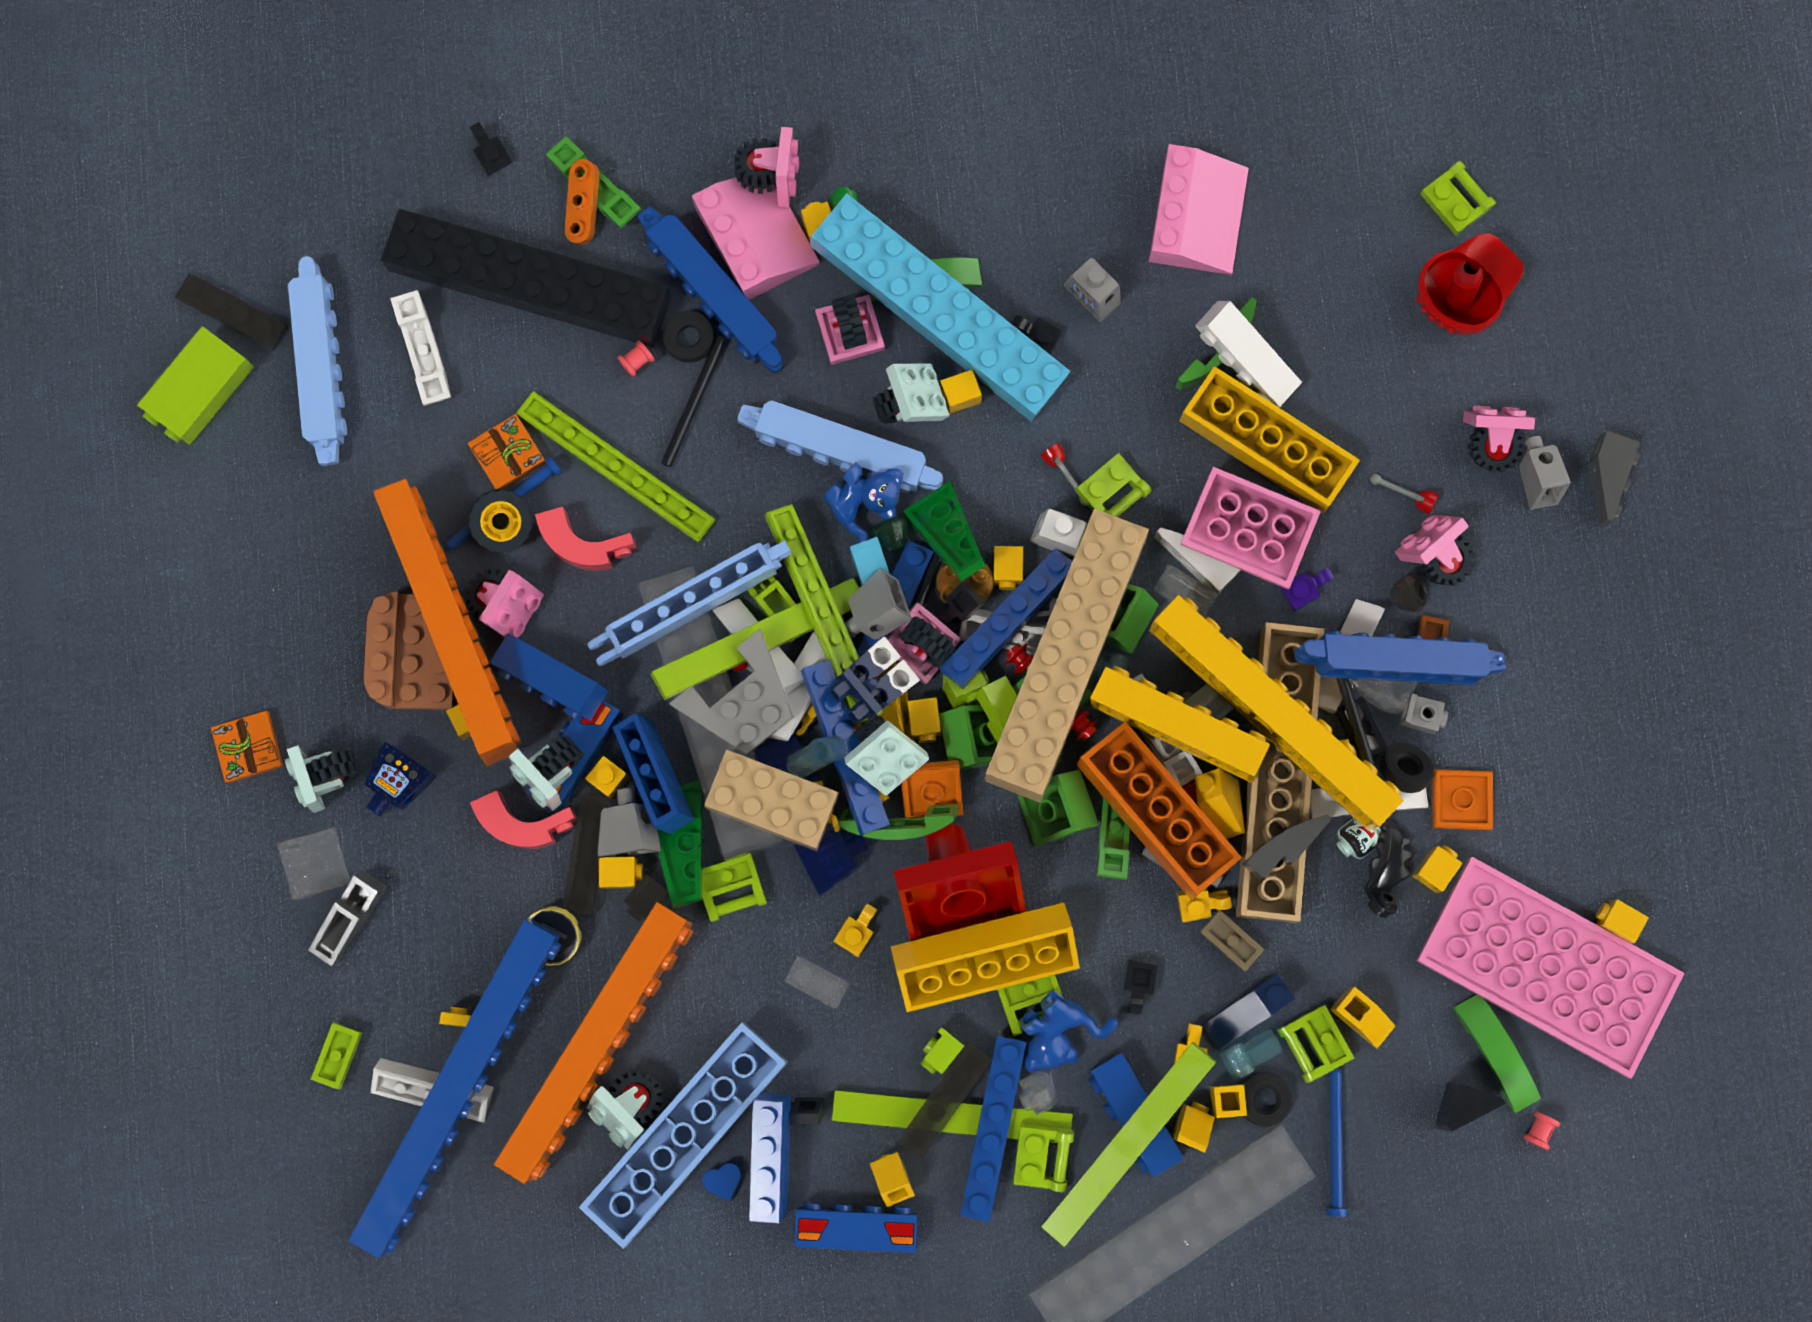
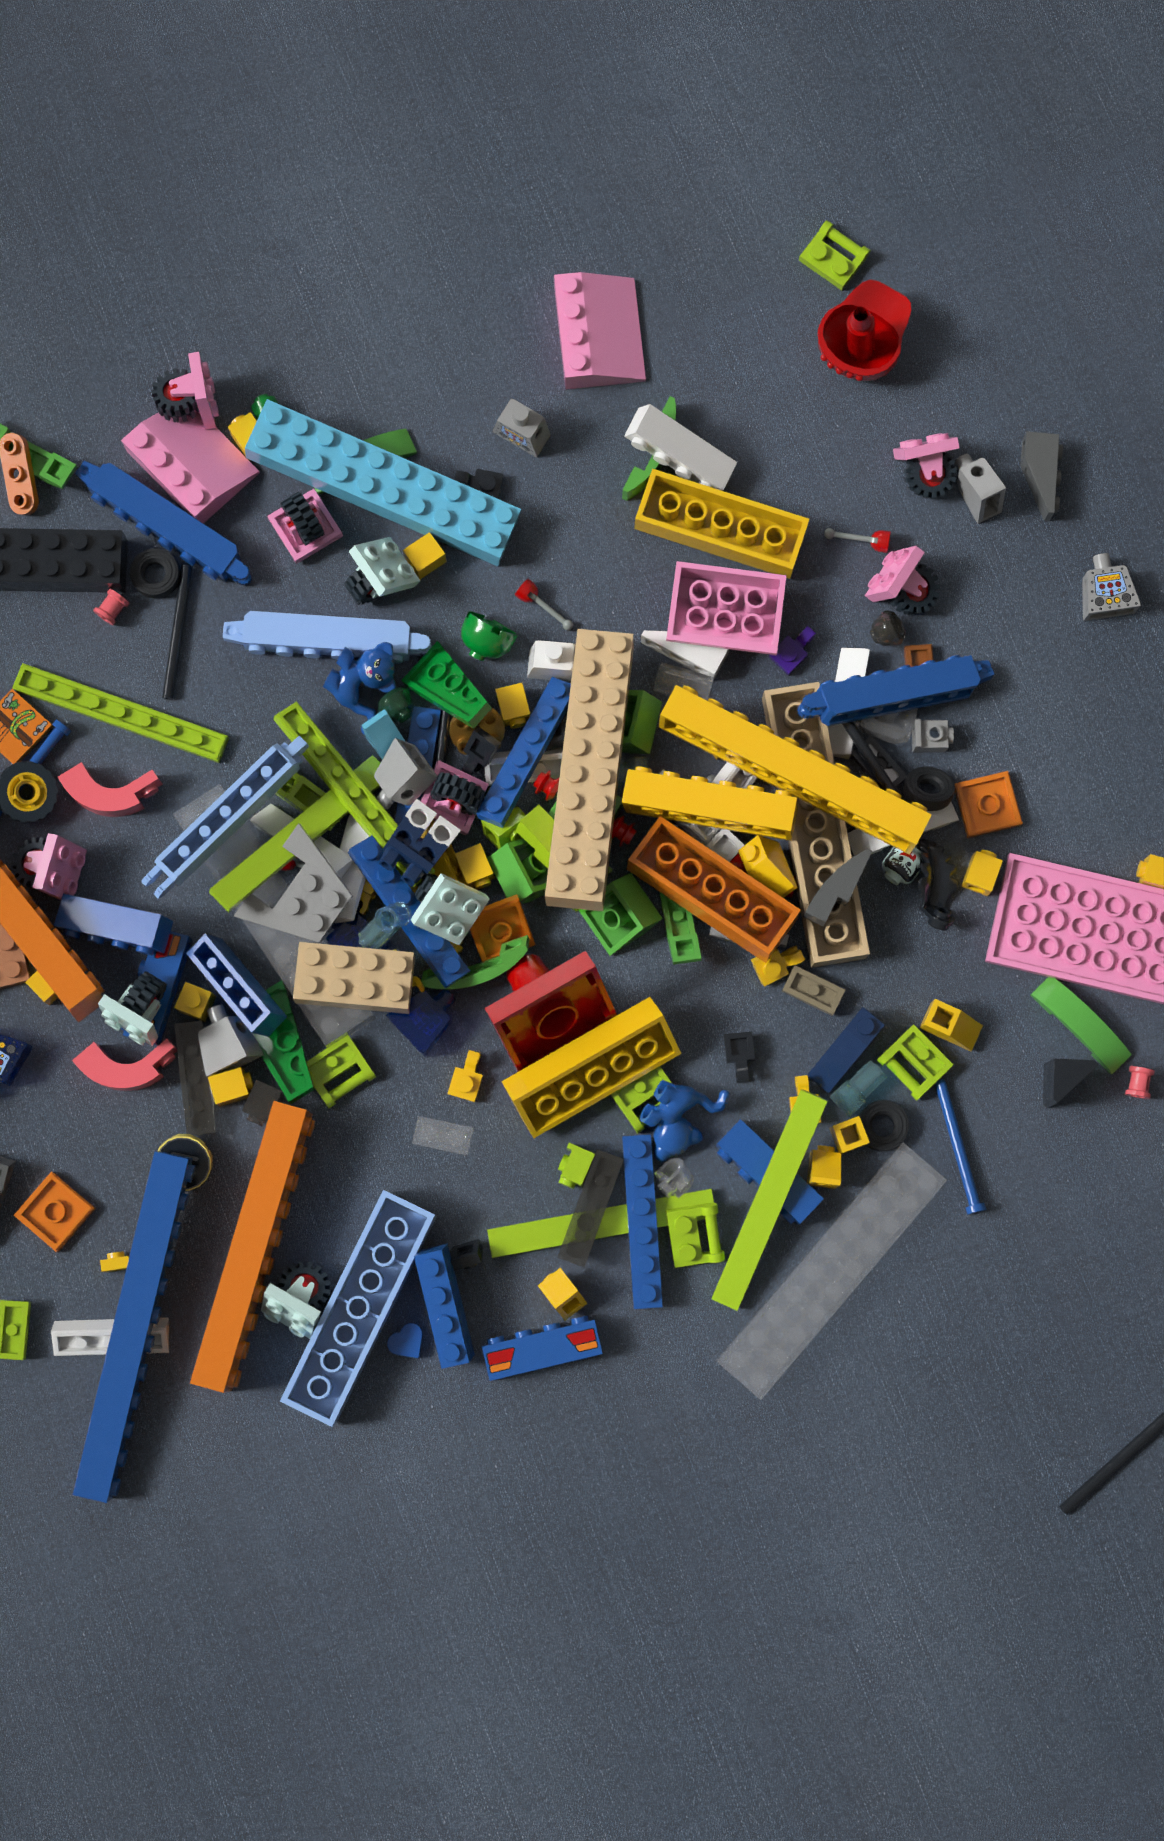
camera: 20 degrees left, 0 degrees up
(411, 948) = (54, 1211): none -> orange tile
(1000, 490) = (486, 637): none -> green cylinder
(1107, 482) = (585, 600): lime plate -> none
(1646, 615) = (1108, 590): none -> light grey torso

